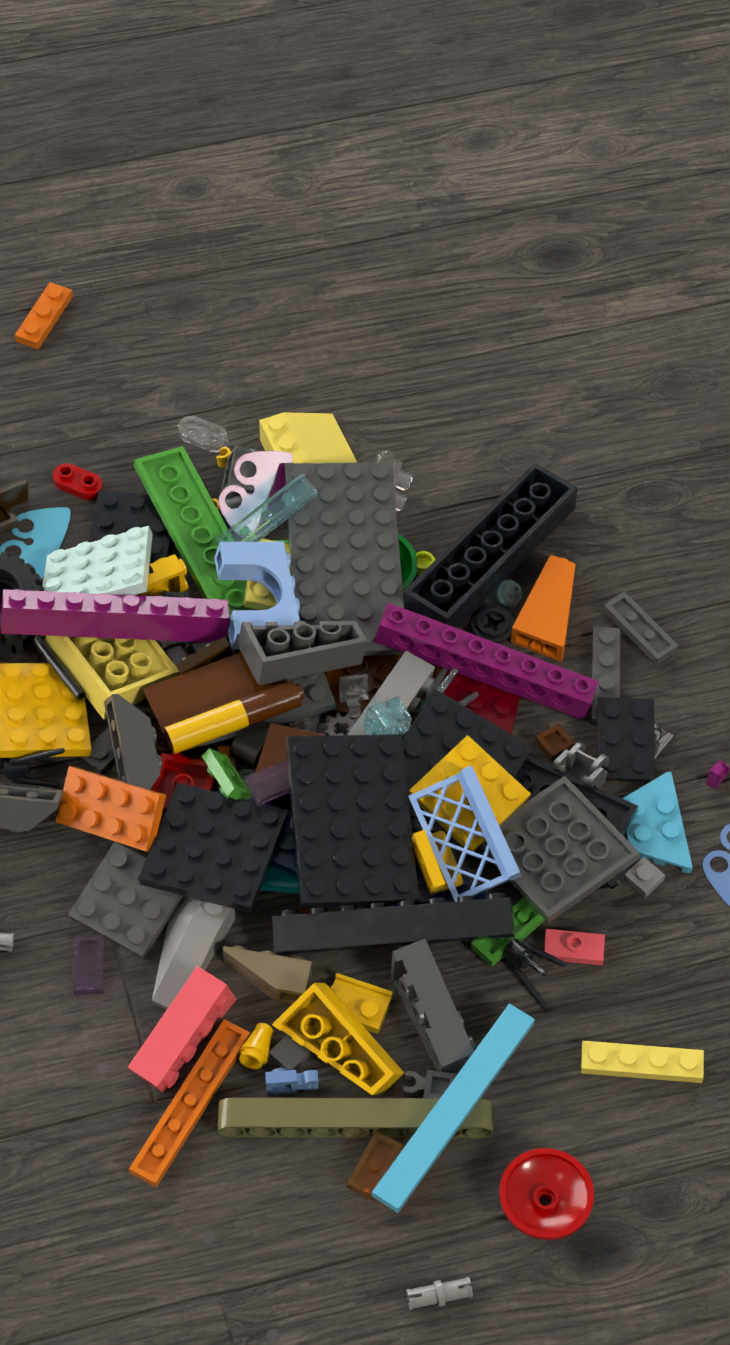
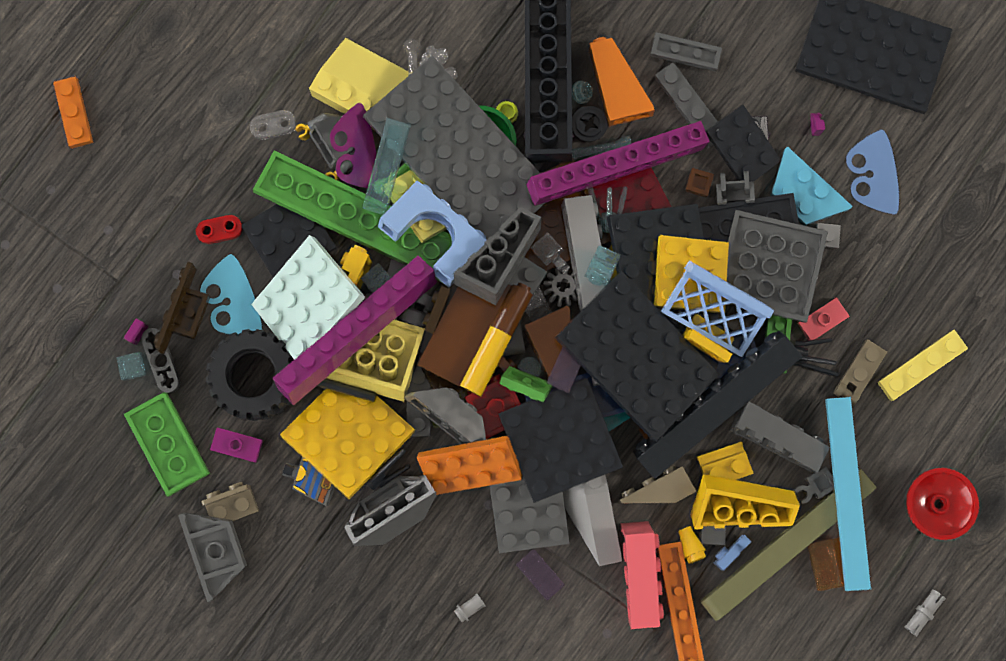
camera: 40 degrees left, 25 degrees up
(571, 1020) = (860, 371): none -> dark tan plate

